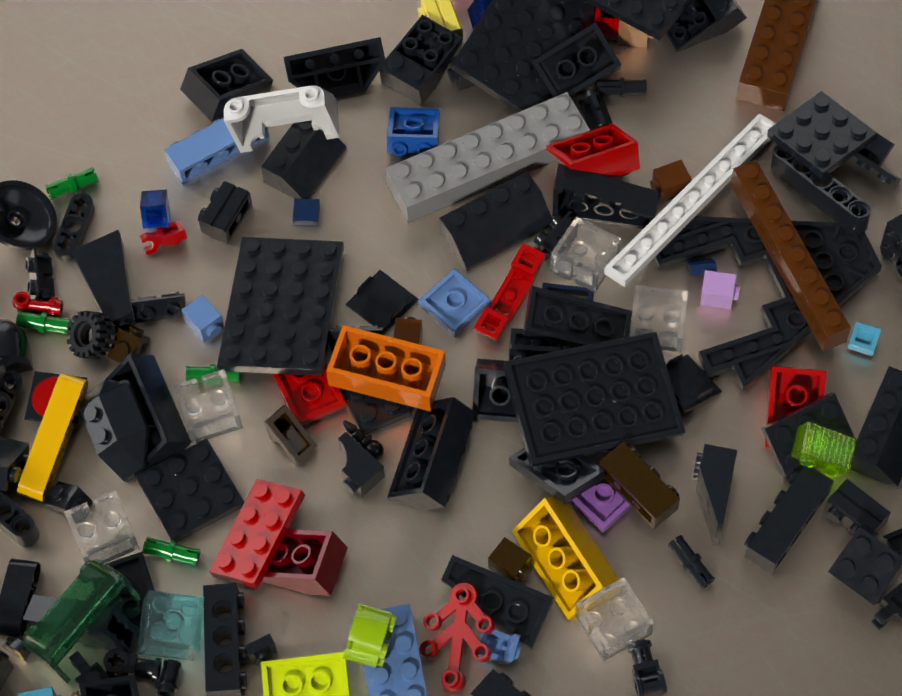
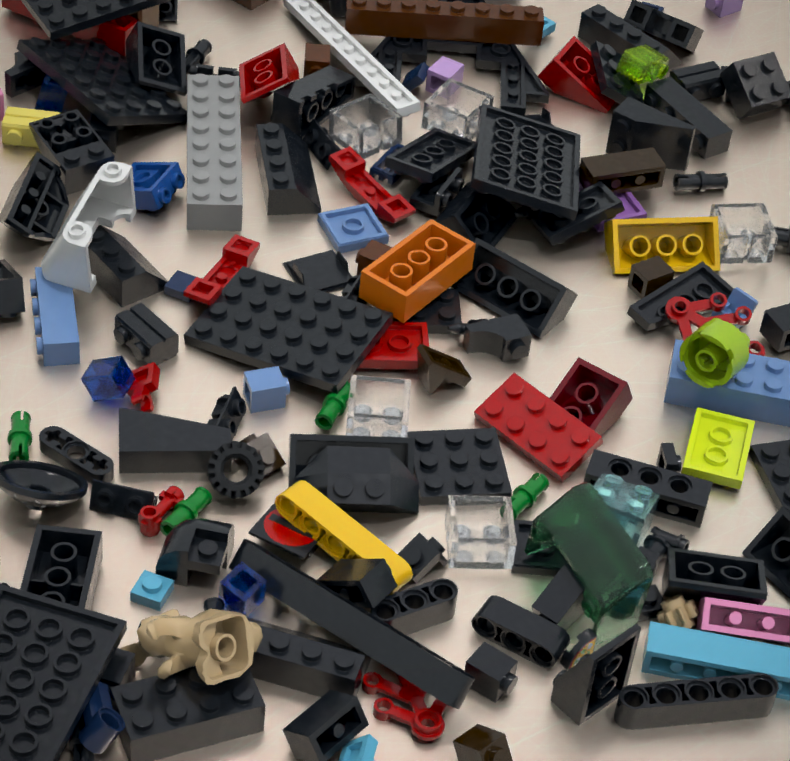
camera: 75 degrees left, 20 degrees down
(354, 235) = (235, 254): none -> red slope

